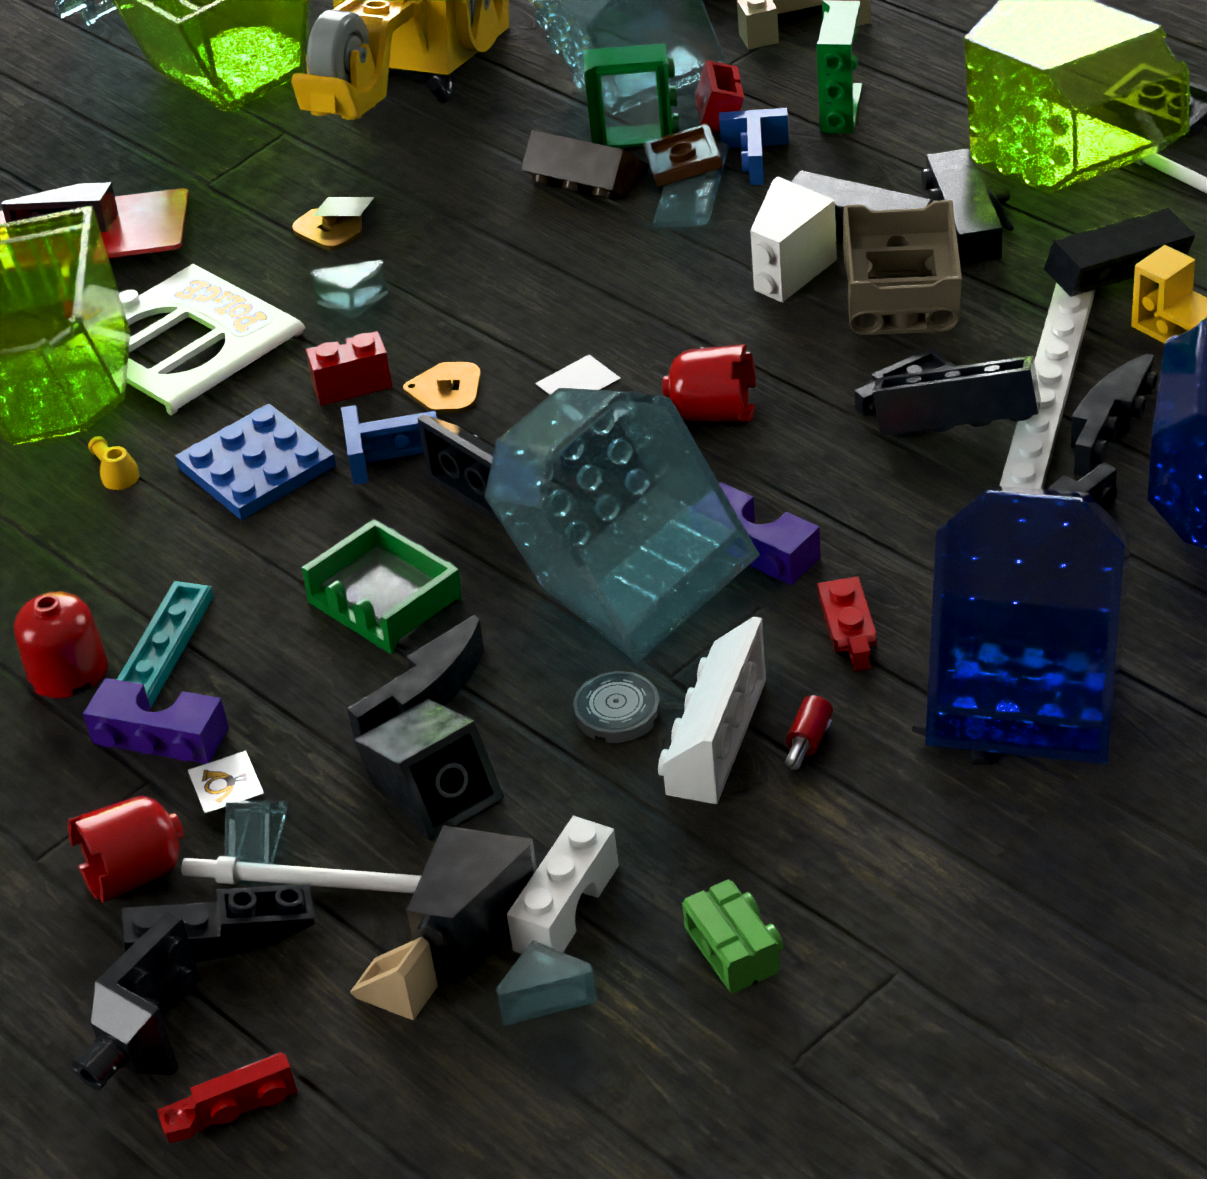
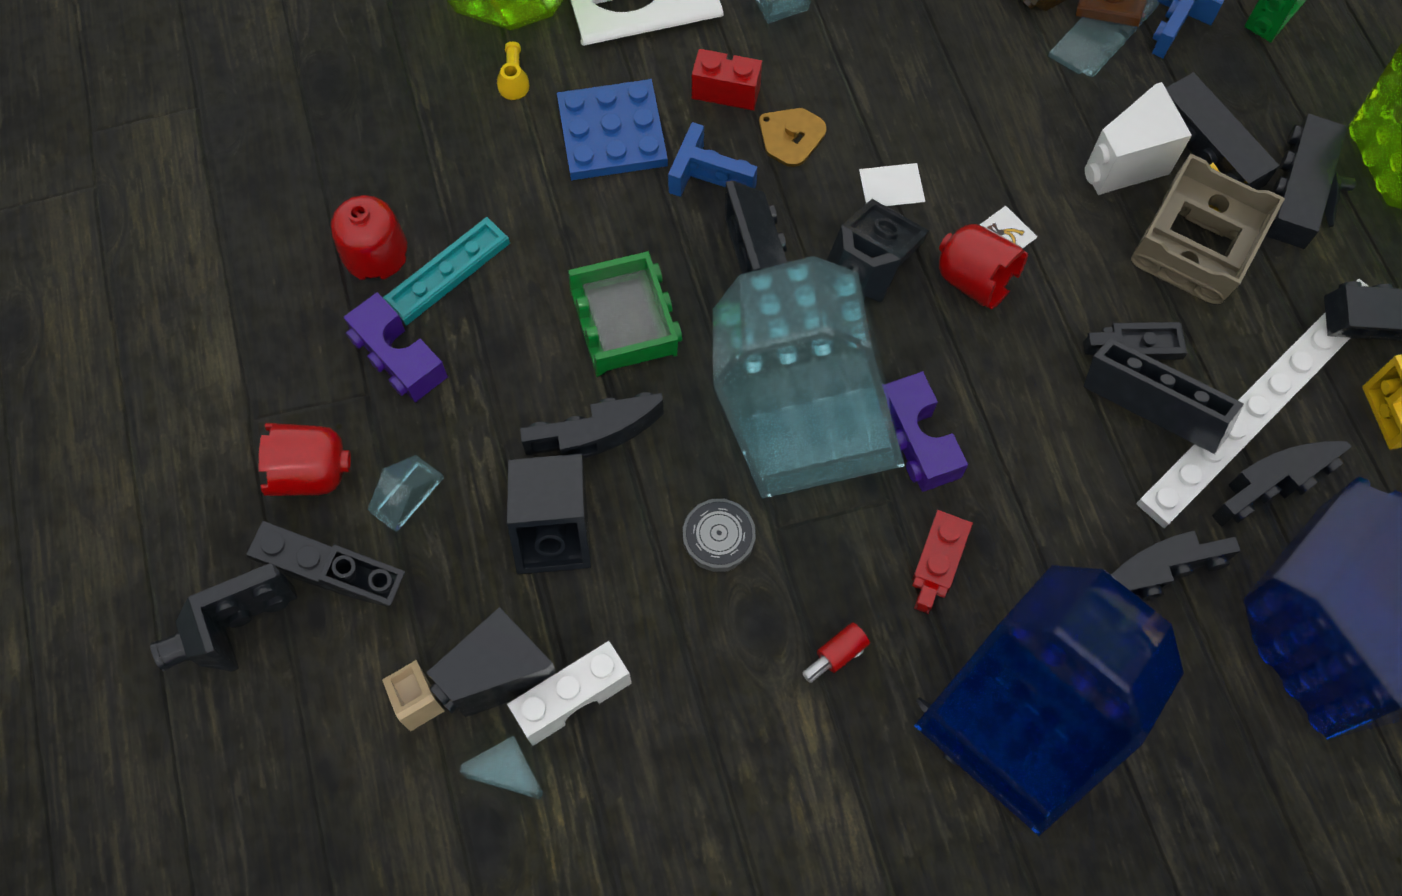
camera: 25 degrees right, 25 degrees up
(225, 781) = (413, 430): white sticker -> none
(228, 1096) = (238, 729): red hinge -> none
(231, 870) = (367, 518): white bar -> none
(715, 715) = (777, 598): white slope -> none
(732, 935) = (660, 815): bright green brick -> none

